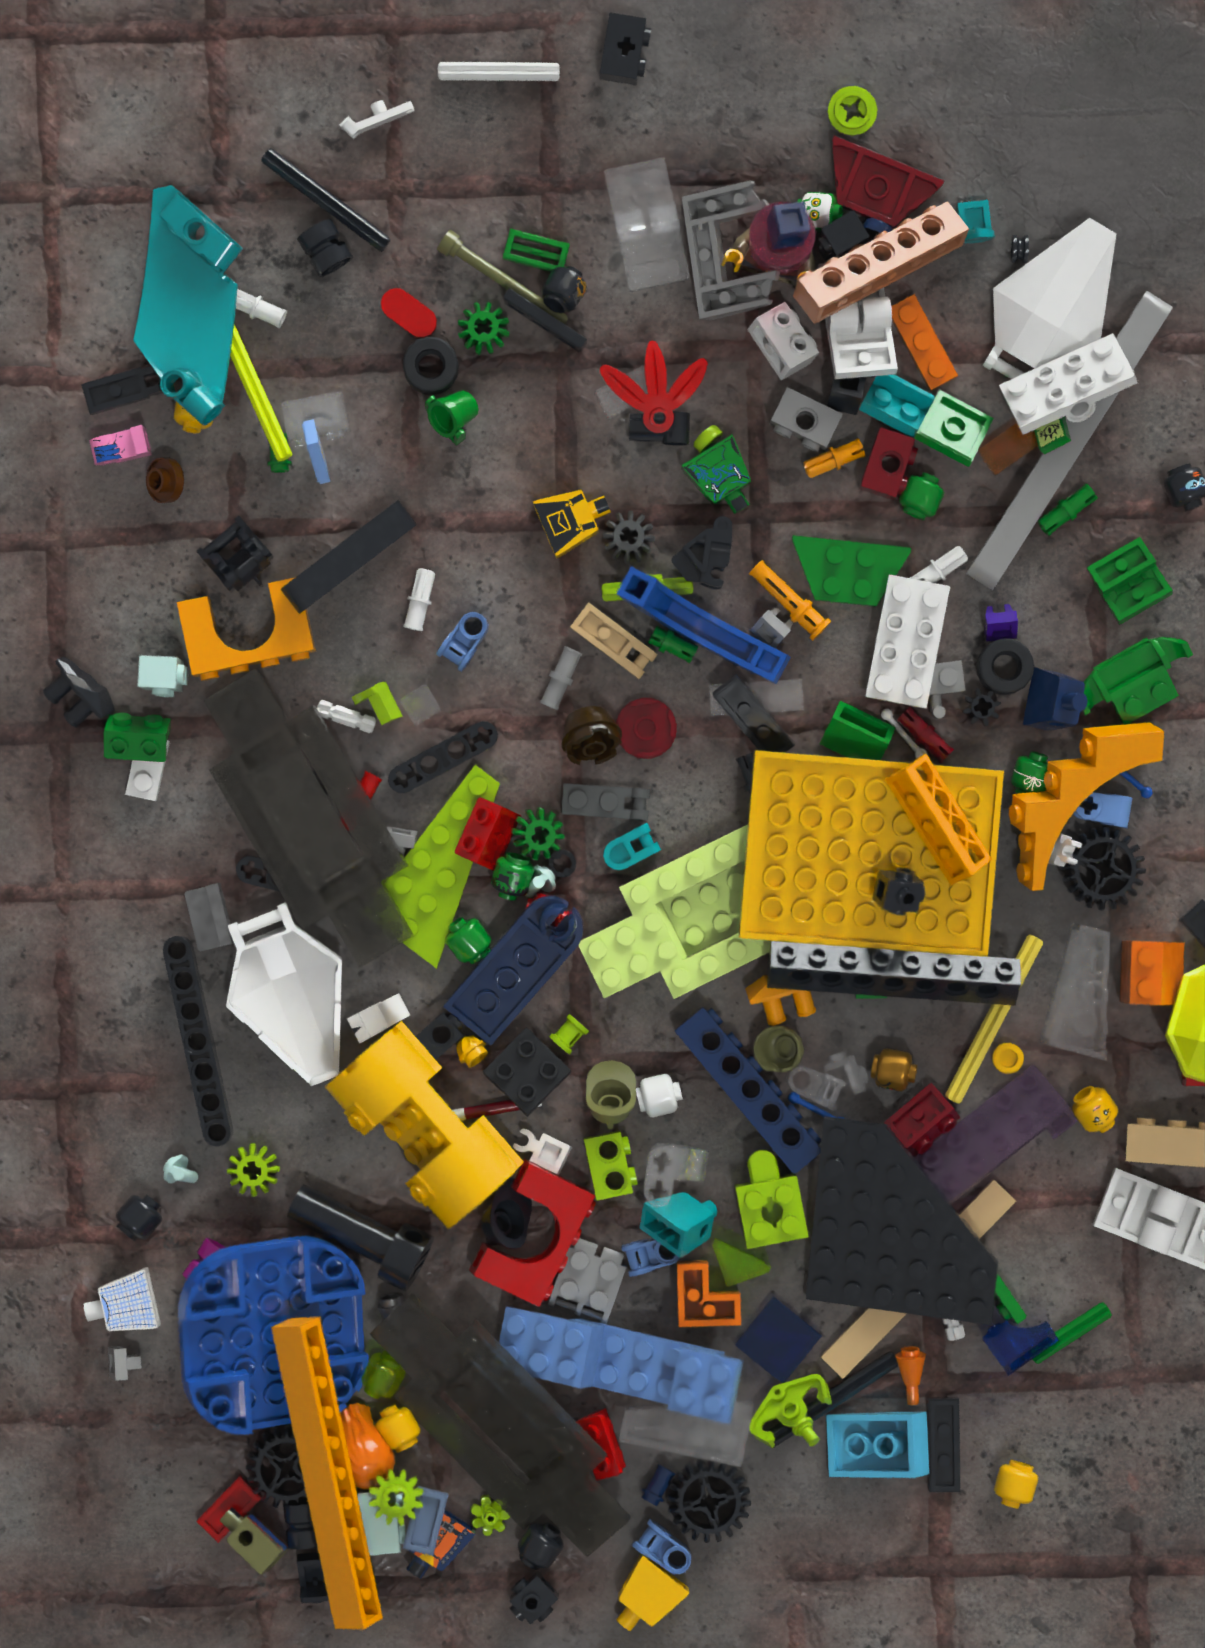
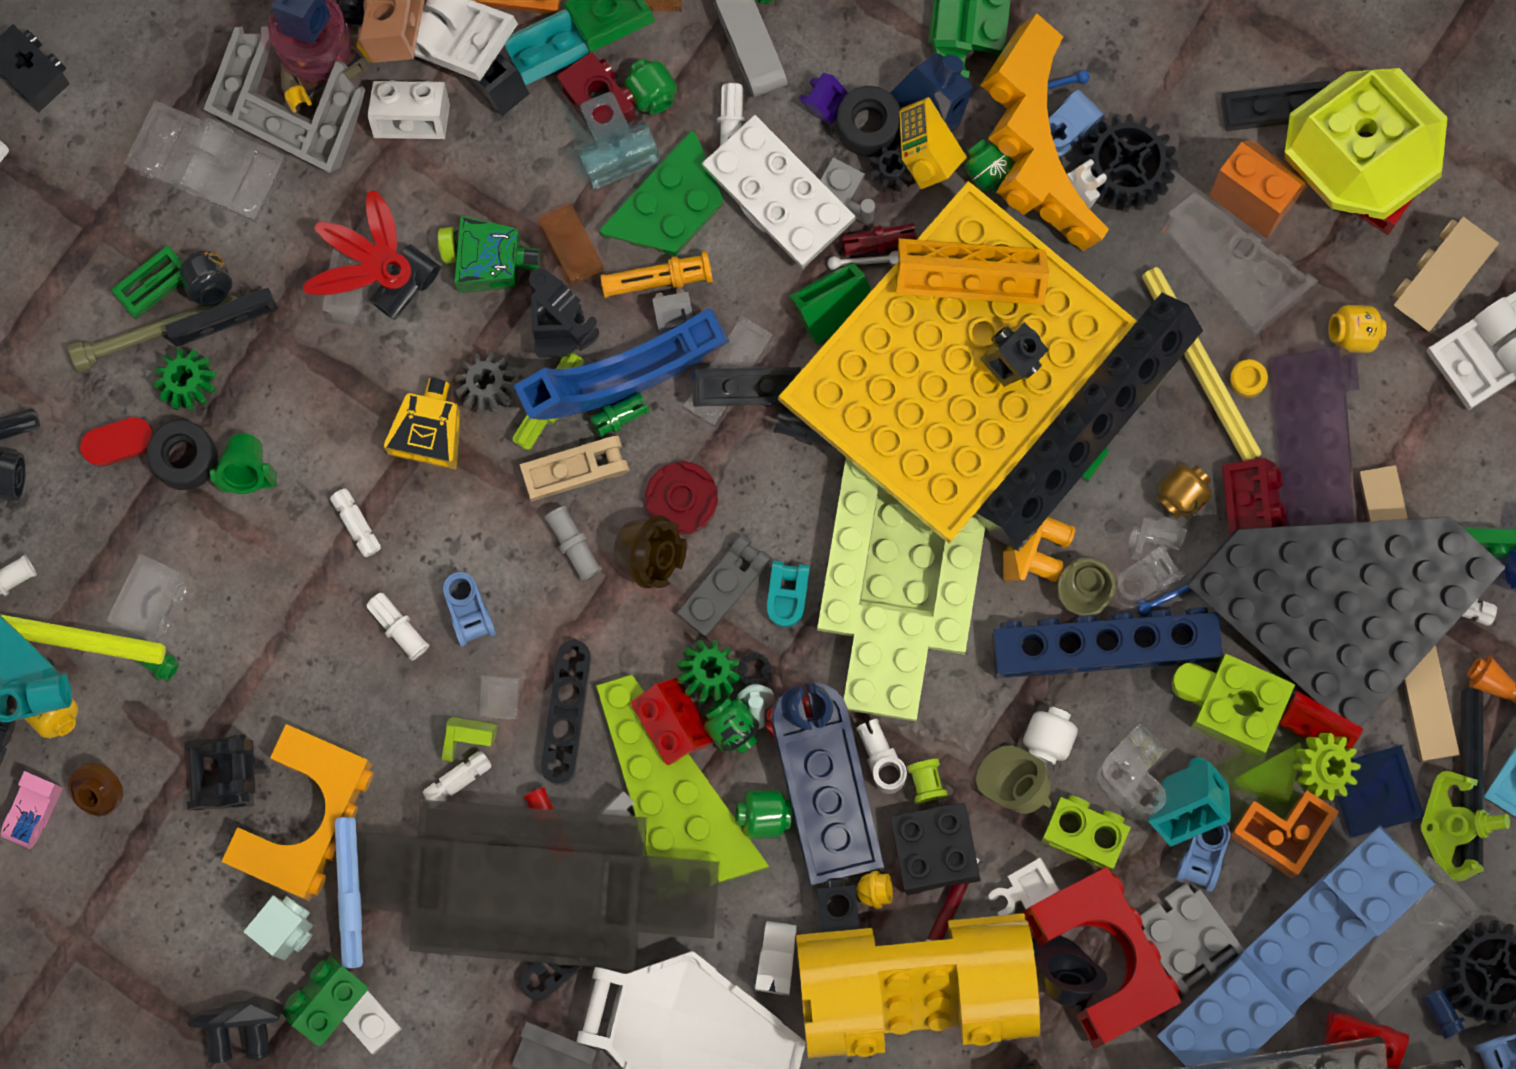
camera: 50 degrees left, 10 degrees down
(216, 703) = (348, 892): none -> light blue axle
(315, 451) = (178, 619): light blue tile -> none
(348, 556) = (303, 662): black beam -> none
(469, 518) = (355, 522): none -> white axle
(564, 990) = (880, 756): none -> white pin
(768, 1296) = (1326, 766): none -> lime gear
(770, 522) = (571, 244): none -> clear orange plate
(795, 1272) = (1311, 718): none -> red tile
(824, 420) = (506, 124): light grey brick -> none
(834, 458) = (555, 142): light orange axle -> none
(859, 504) = (616, 148): none -> clear light blue piece
(1014, 722) = (928, 144): none -> yellow slope

